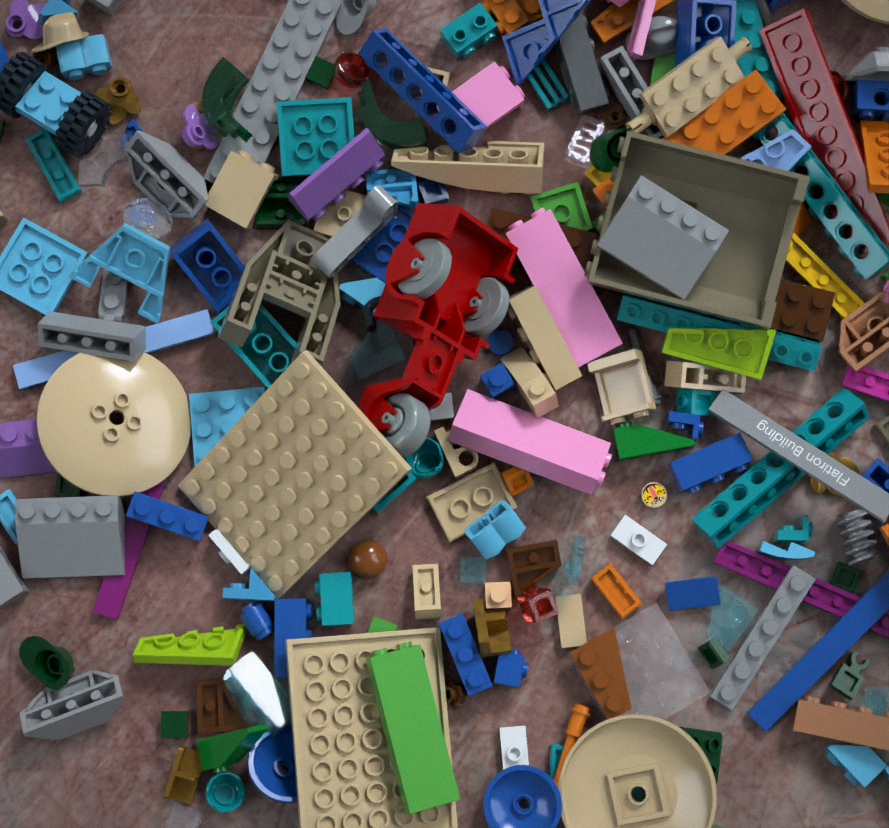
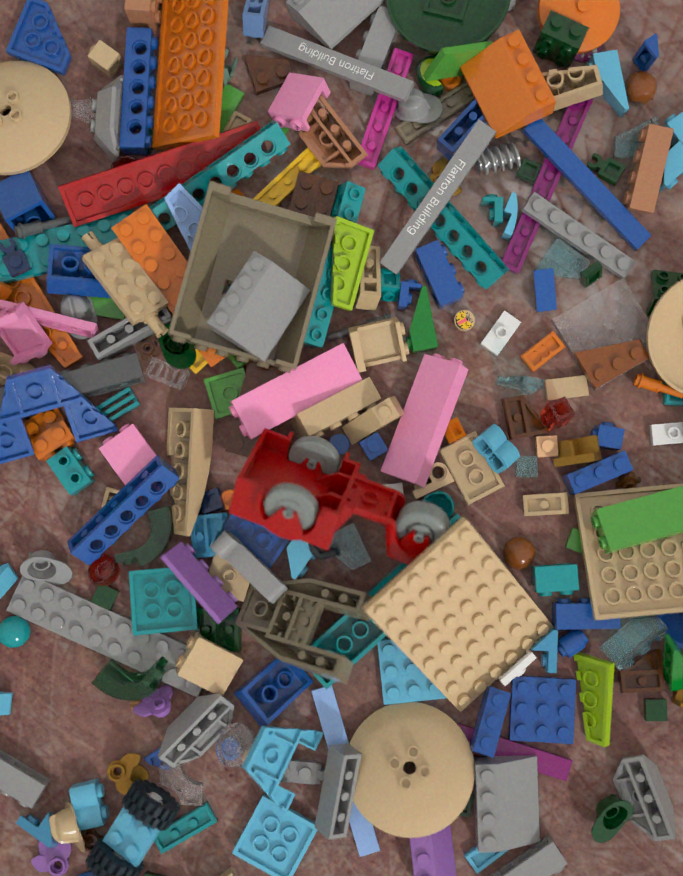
camera: 95 degrees left, 5 degrees up
(178, 585) = (542, 709): none -> blue plate

